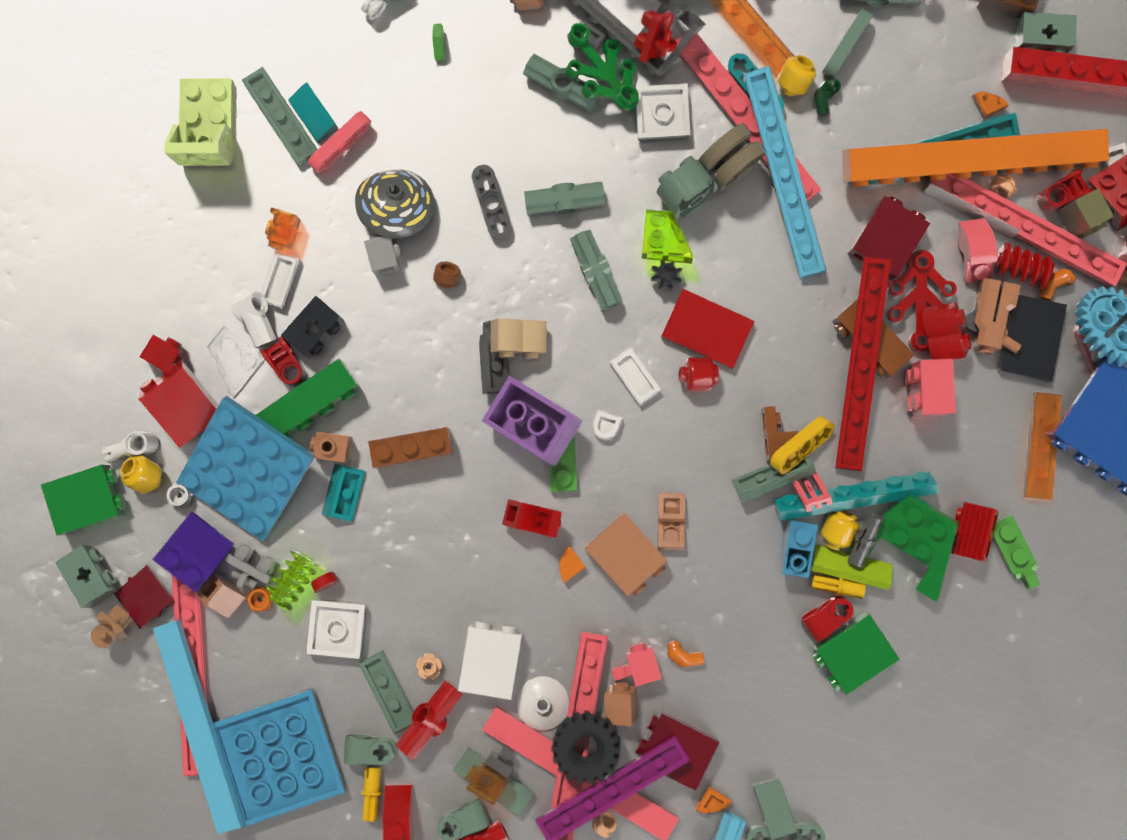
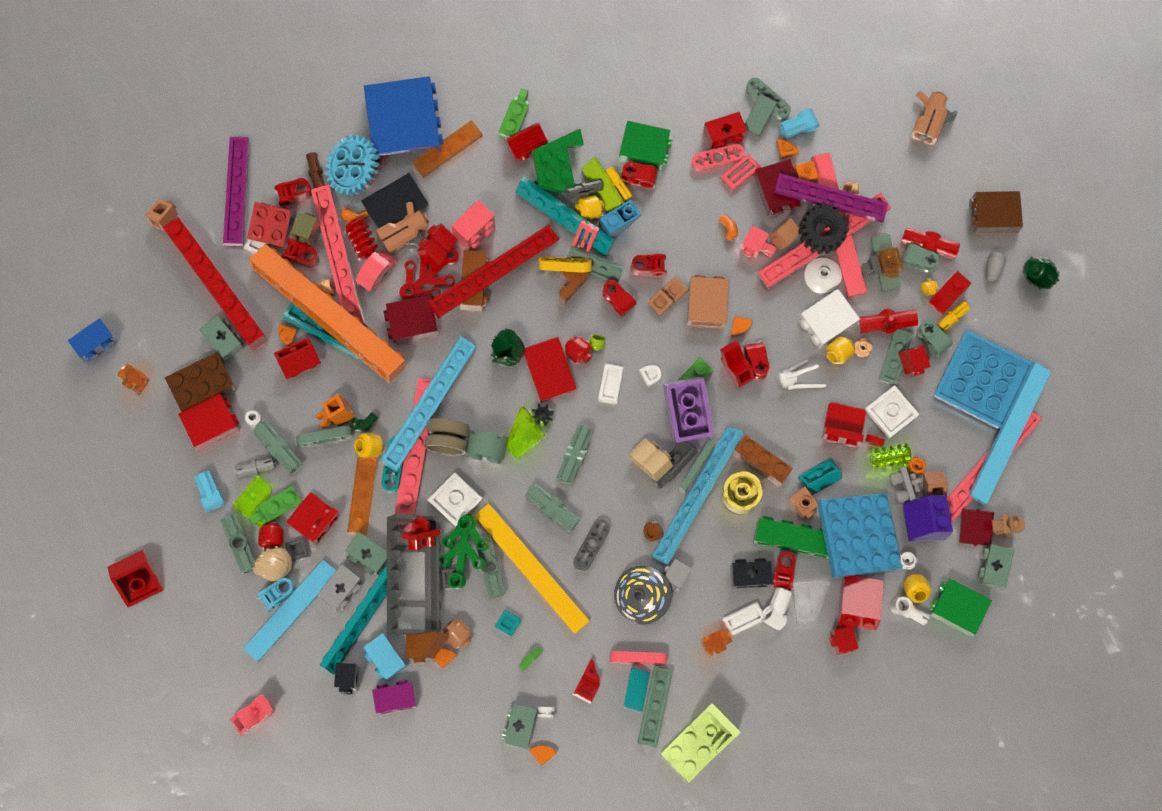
camera: 140 degrees left, 10 degrees down
(362, 73) = (588, 684): none -> red slope
(363, 705) = (914, 360): none -> red brick
(369, 566) = (844, 425): none -> red bracket
(386, 387) = (734, 484): none -> light yellow brick
(424, 800) = (929, 287): none -> yellow plate
(440, 352) = (697, 495): none -> medium azure tile
(447, 639) = (840, 350): none -> yellow head
(468, 377) = (696, 466): none -> sand green tile
(469, 559) = (788, 377): none -> white plant
(493, 52) = (508, 623): none -> teal tile
(523, 549) = (757, 357): none -> red piece
(524, 123) = (531, 569): none -> yellow tile
(664, 792) = (806, 171): none -> orange brick
(690, 402) = (597, 341): none -> lime plate
(711, 467) = (620, 300): none -> red piece
(720, 534) = (653, 265): none -> red piece
(721, 730) = (729, 182): none -> coral tile
(767, 302) = (507, 348): none -> dark green hair
(768, 740) = (722, 150): none -> coral beam
(792, 770) = (731, 123): none -> red brick
(862, 75) = (336, 410): none -> orange brick
(954, 86) = (297, 358): none -> red brick

